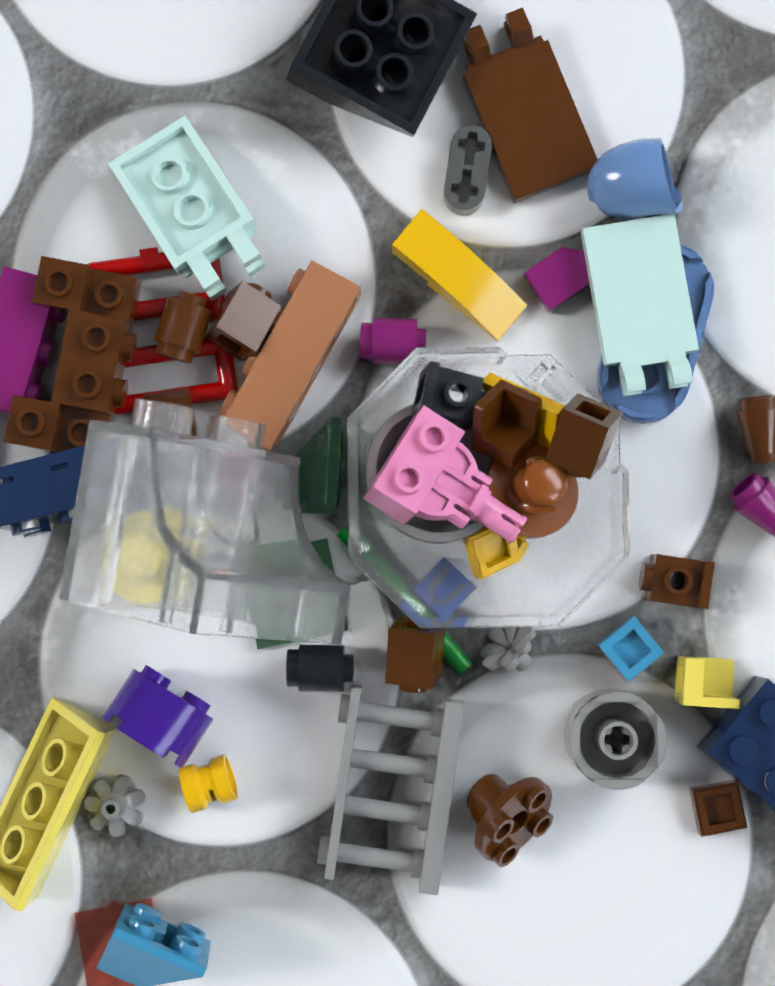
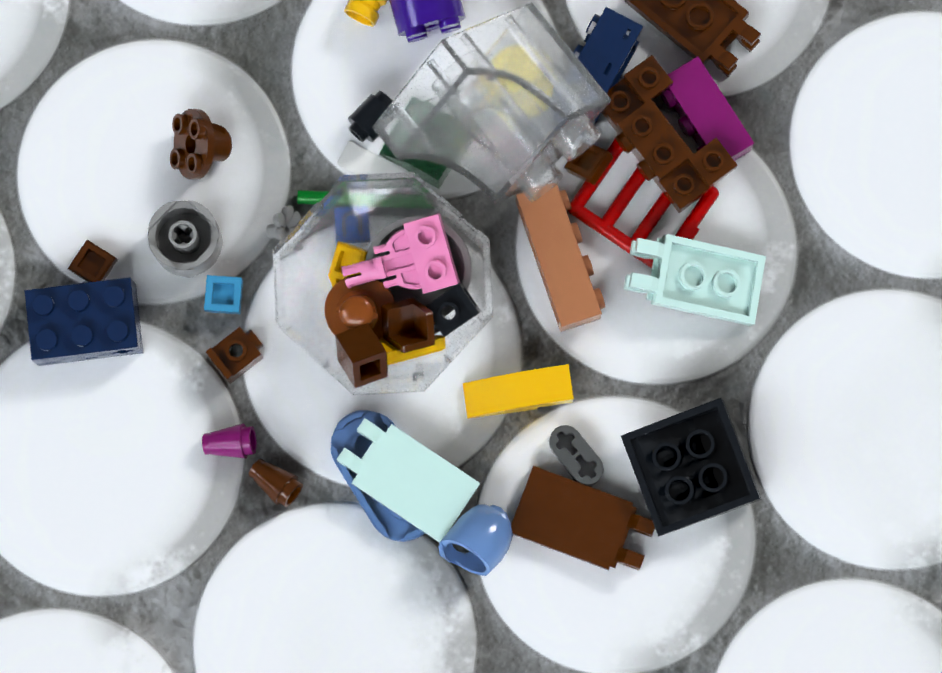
camera: 130 degrees right, 5 degrees down
(182, 327) = (629, 209): reddish brown brick -> none
(243, 320) = (604, 248): brick -> none
(322, 471) = (476, 209): clear green slope -> none
(390, 340) = (516, 321): magenta brick -> none
(414, 656) = (326, 167): reddish brown brick -> none
(429, 817) = (259, 128): light grey fence -> none
(558, 277) = (467, 449): magenta tile -> none
(705, 682) = (165, 319): light yellow panel -> none

